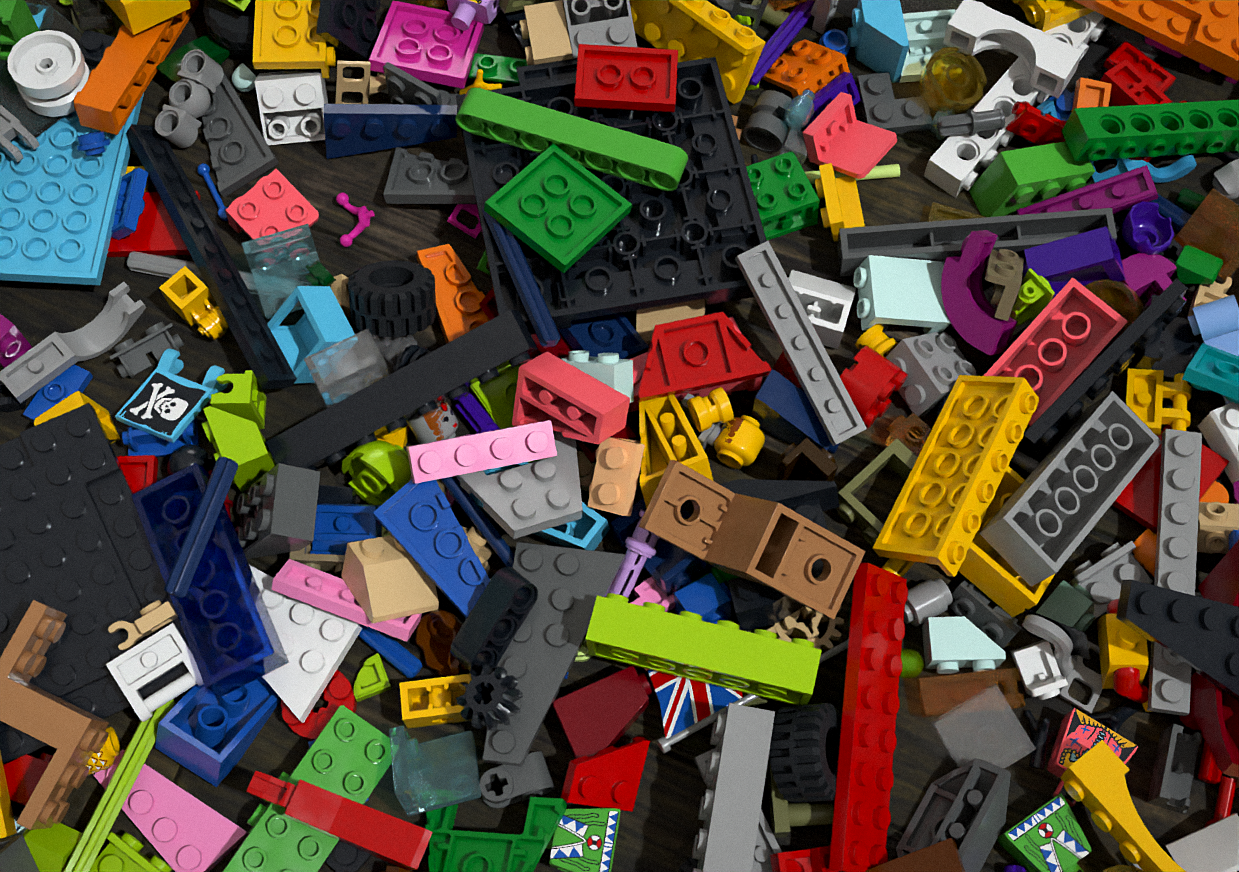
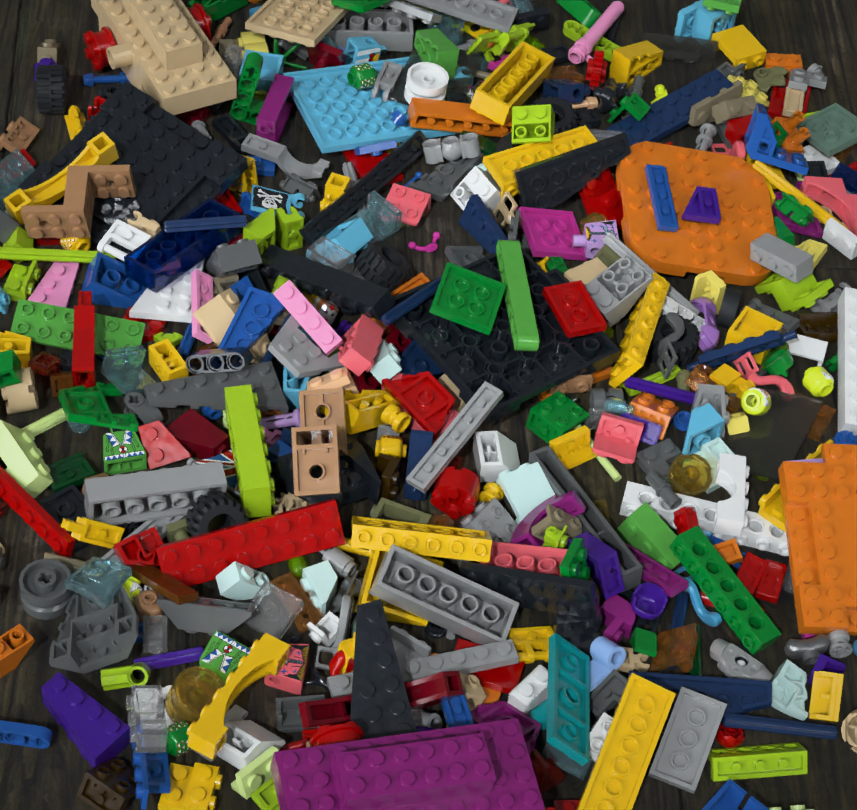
camera: 60 degrees right, 20 degrees down
(319, 275) = (378, 232): dark green plate -> none
(501, 691) = (175, 369): black gear -> none
(915, 757) = (240, 582): none -> light aqua slope
(1118, 296) = (574, 561): none -> green plate

